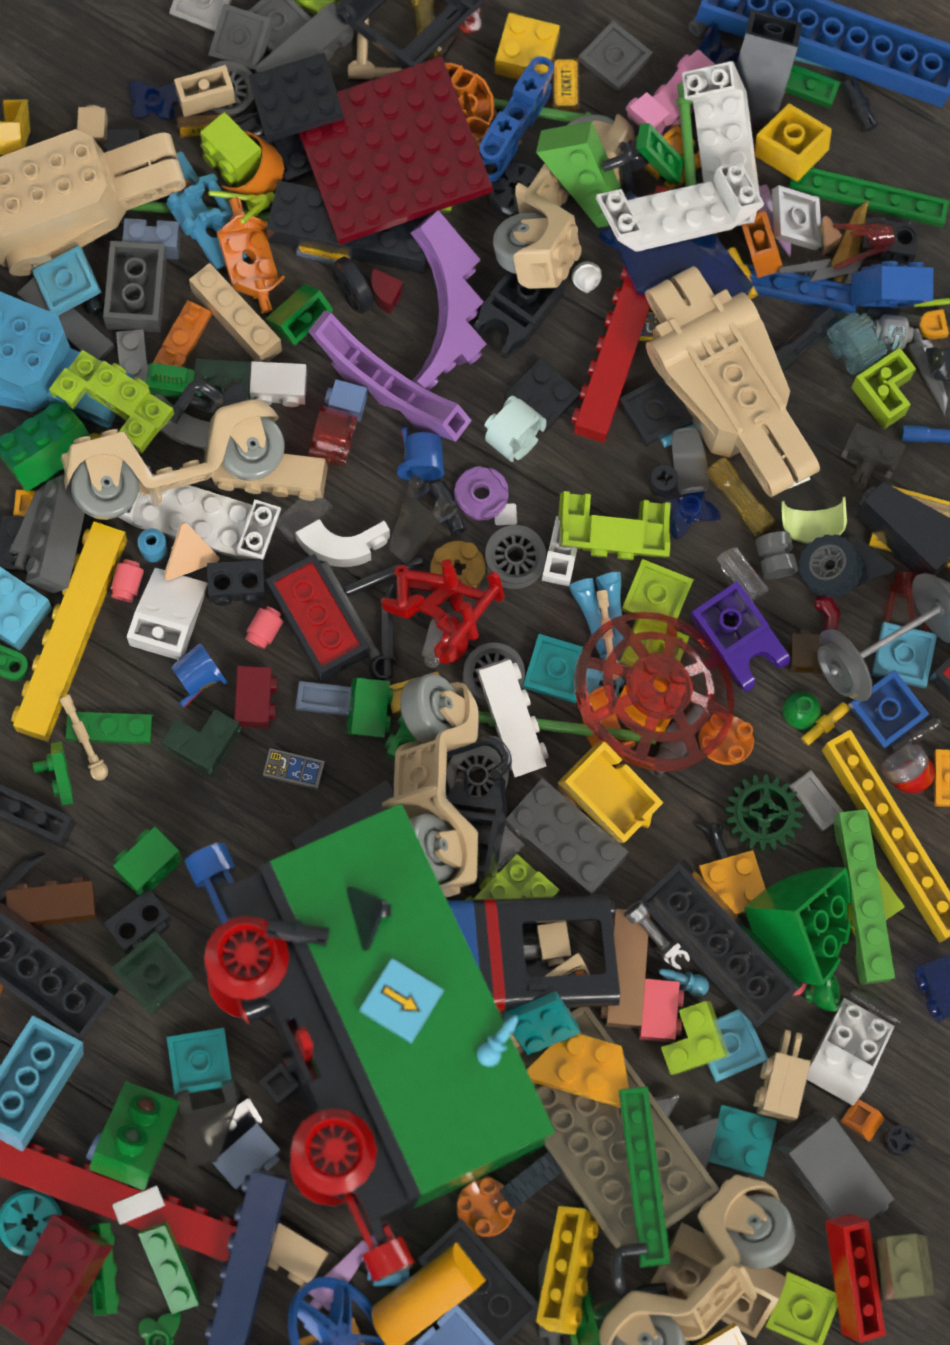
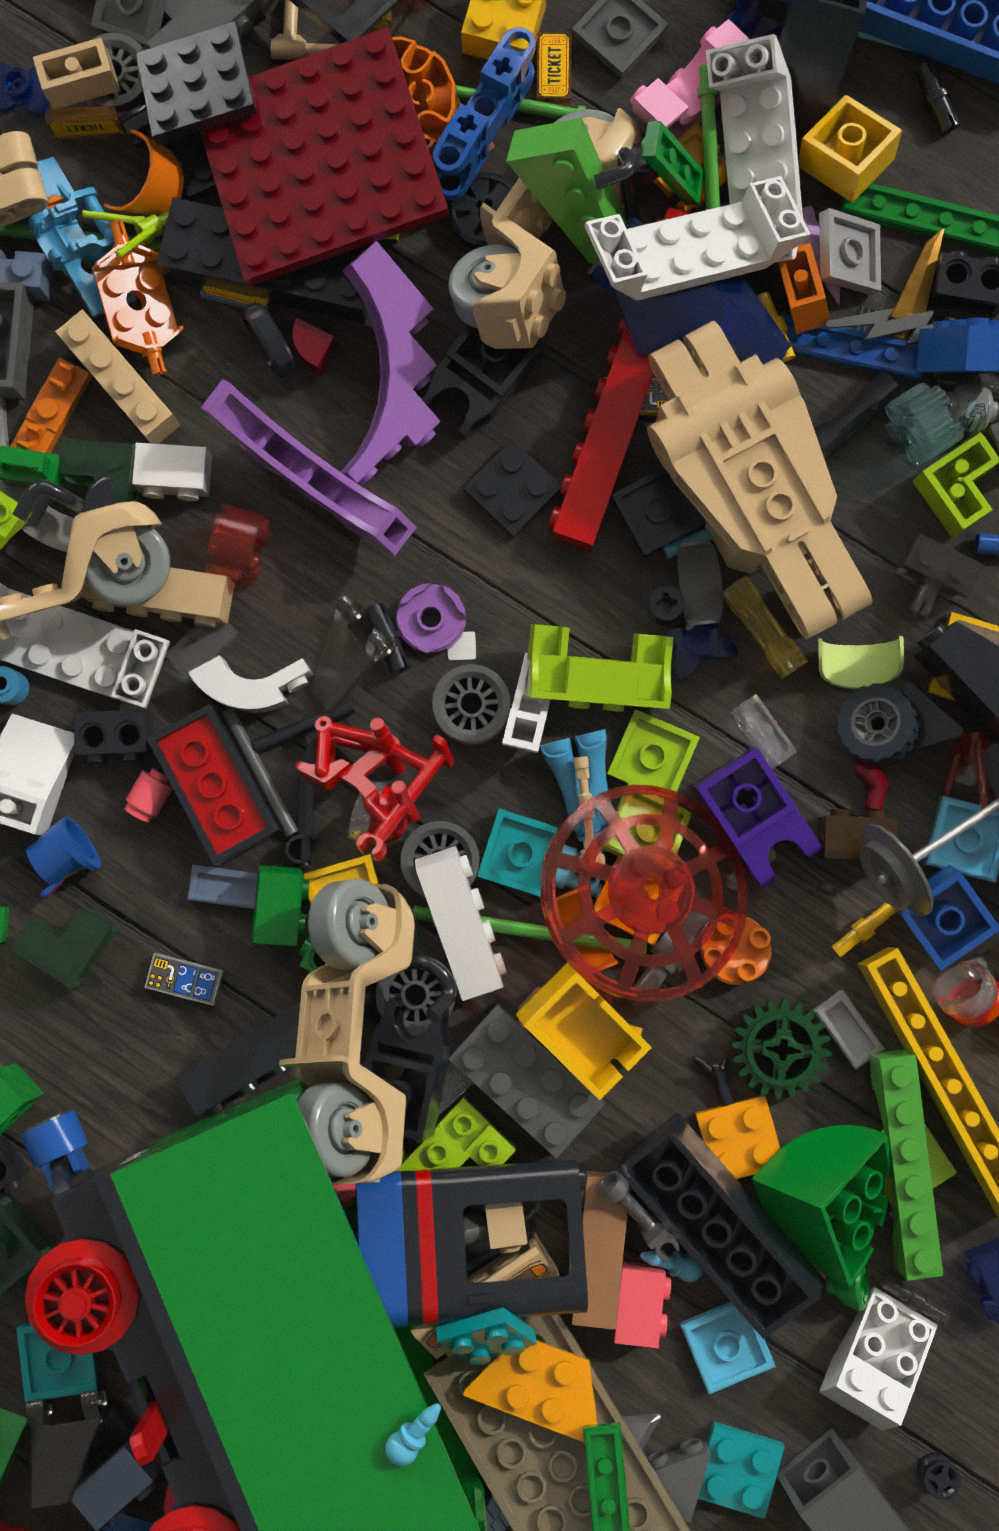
camera: 10 degrees right, 10 degrees up
(188, 553) = (52, 698): light nougat piece -> none
(230, 151) = (110, 154): lime brick -> none
(253, 697) = (134, 887): dark red brick -> none
(297, 932) = (142, 1281): black pin -> none
(298, 314) = (197, 377): green brick -> none
(347, 398) = (260, 493): medium blue brick -> none
(367, 913) = (240, 1255): black piece -> none
(401, 1000) = (283, 1375): medium azure tile -> none
(422, 456) = (353, 570): blue hat -> none
(466, 555) = (407, 699): pearl gold plate -> none
(514, 429) = (473, 536): light aqua brick -> none
(586, 276) = (573, 329): white piece -> none
(704, 1040) = (690, 1356): lime brick -> none
(776, 555) = (808, 707): dark grey wheel -> none
(783, 1082) = (794, 1407): tan brick -> none
(801, 710) = (833, 909): green brick -> none
(812, 86) = (877, 72): green plate -> none
(830, 236) = (892, 276): medium nougat slope -> none
(863, 1119) = (892, 1446): orange slope -> none
(878, 235) = (958, 278): clear red plant -> none

